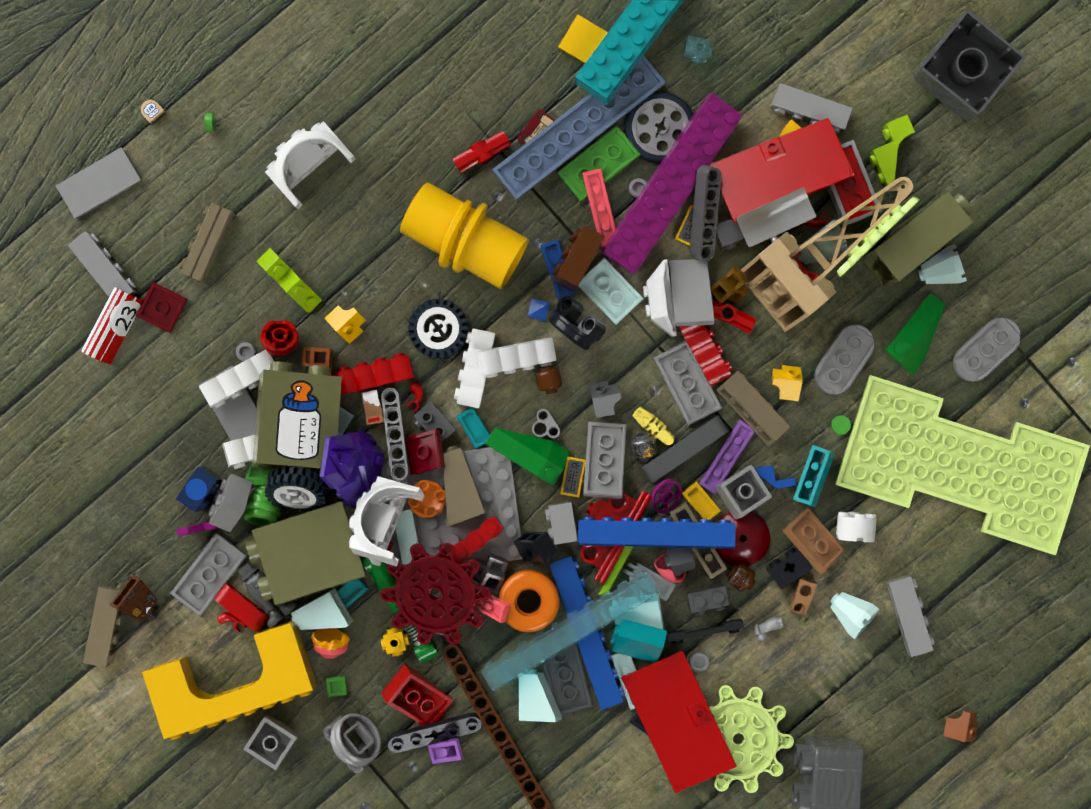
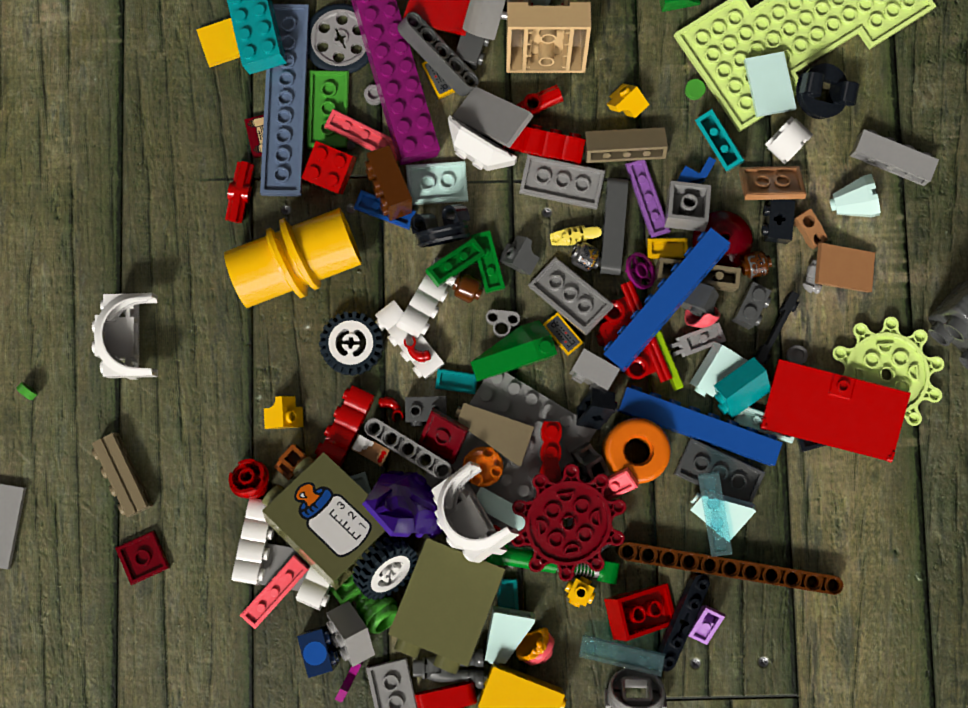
camera: 50 degrees left, 5 degrees down
(100, 265) = (68, 580): light grey brick -> none
(112, 326) = (121, 612): sticker -> none
(216, 423) = (275, 591): none -> coral tile
(245, 351) = (236, 517): light grey tile -> none
(289, 280) = (210, 432): lime arch -> none
(336, 686) = (577, 672): bright green tile -> none
(374, 708) = (622, 655): none -> clear light blue plate
(468, 385) = (420, 356): none -> red arm
(529, 694) = (715, 514): none -> clear light blue plate
(538, 309) = (404, 251): blue slope -> none
(554, 203) = (329, 167): none -> red brick
(559, 356) = (455, 262): none -> green plate
(570, 631) = (690, 436): clear light blue brick -> none
(581, 378) = (489, 264): none -> green plate
(731, 286) = (513, 83): pearl gold brick -> none
(793, 645) = (844, 267): none -> medium nougat tile
(844, 359) = (644, 45): light grey tile -> none
(888, 478) = (770, 84): none -> light aqua tile
(910, 510) = (810, 86): none -> black piece

